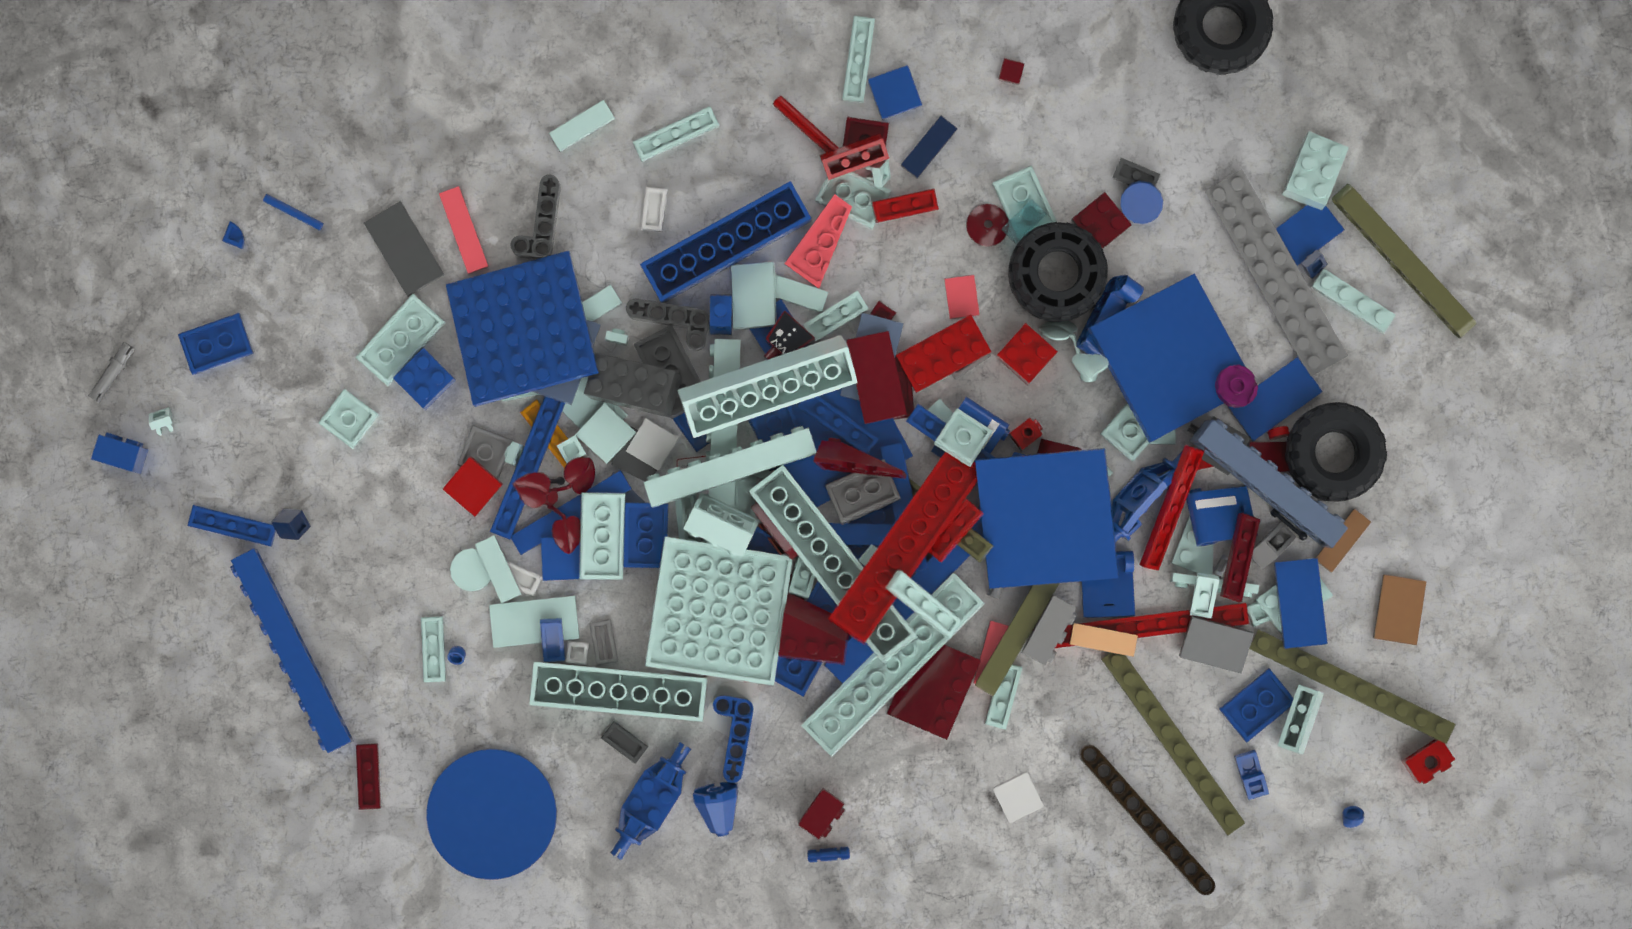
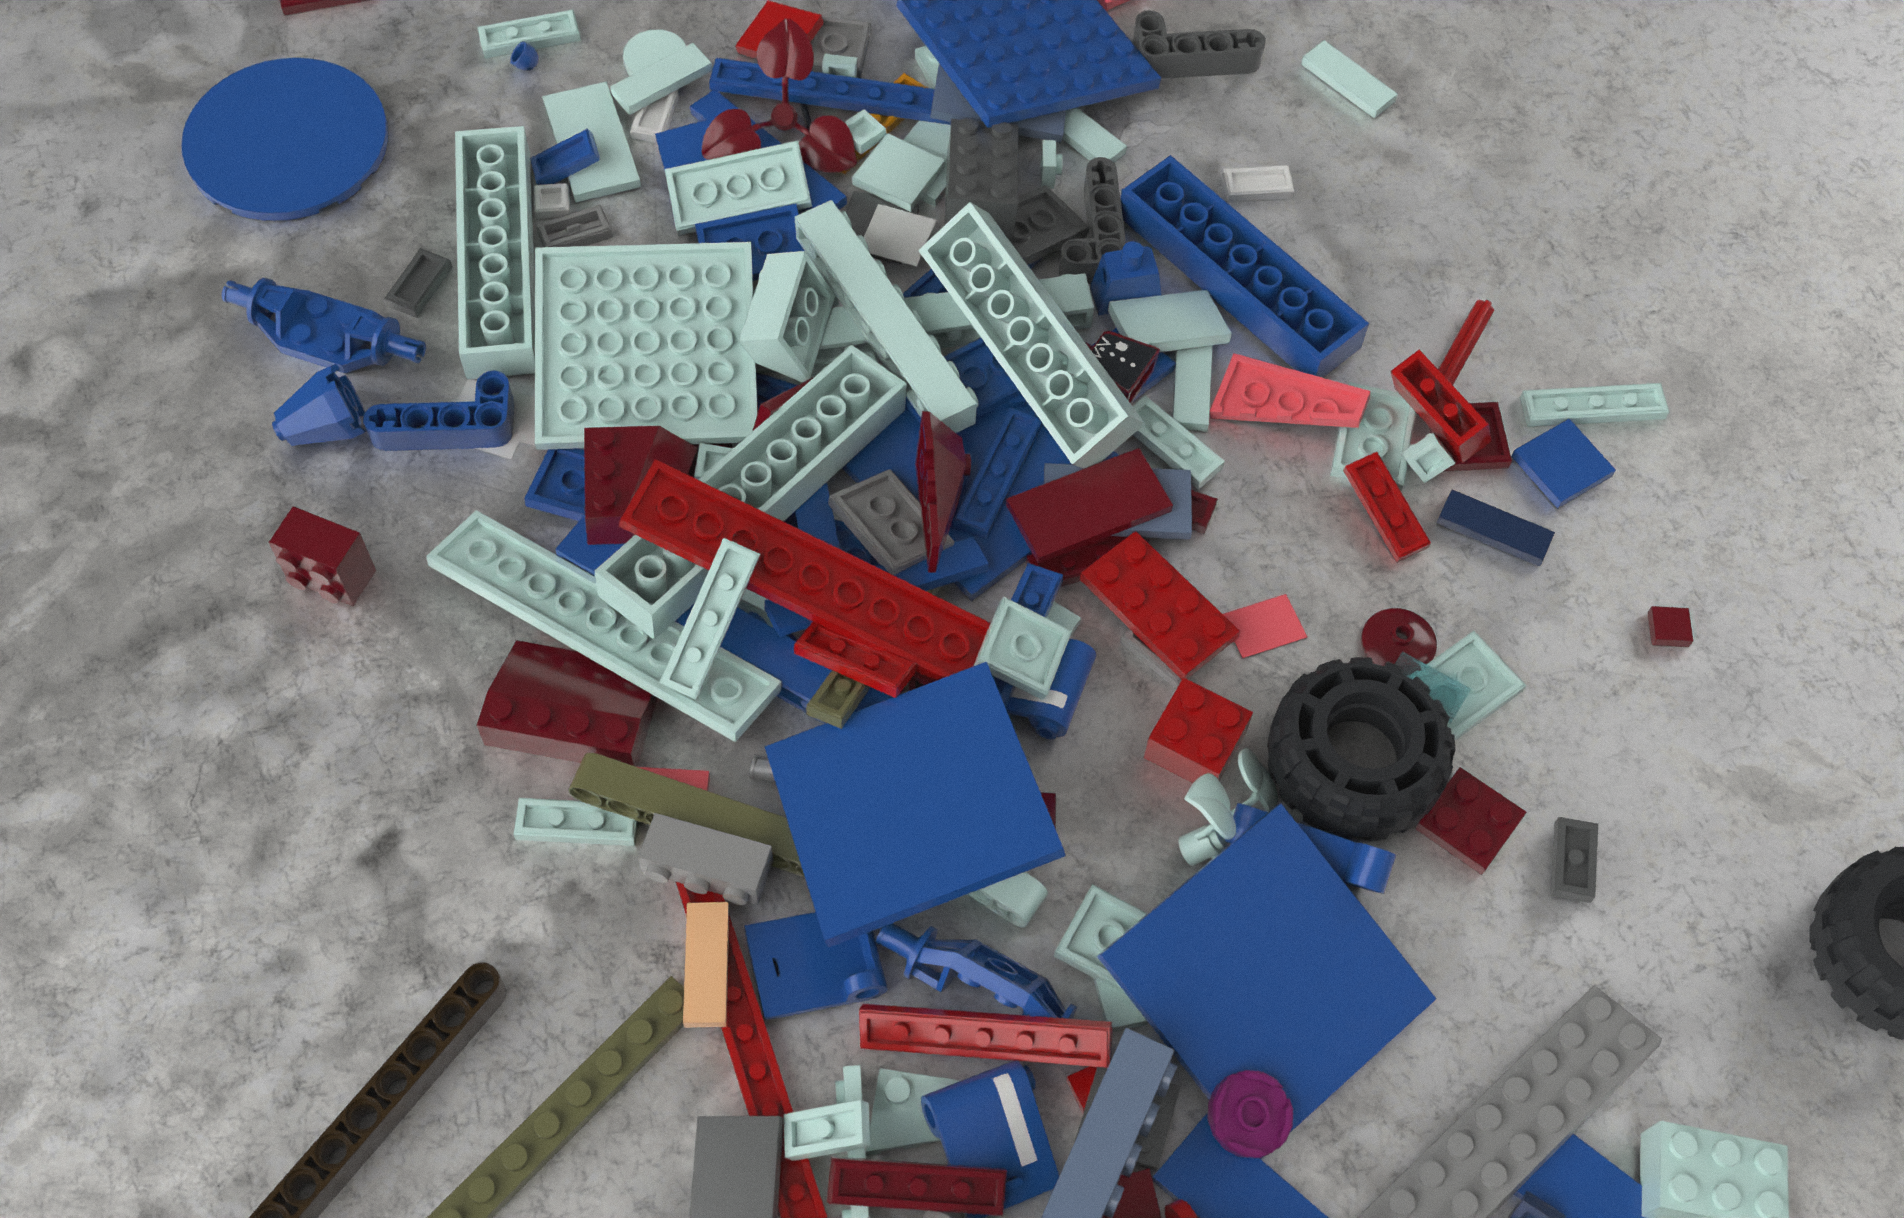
camera: 80 degrees right, 25 degrees down
(676, 133) = (1382, 192): light aqua tile -> none
(828, 854) = (256, 594): blue axle -> none
(1018, 797) = (390, 886): white sticker -> none
(1026, 433) = (1057, 762): red brick -> none
(1141, 202) = (1532, 875): blue tile -> none

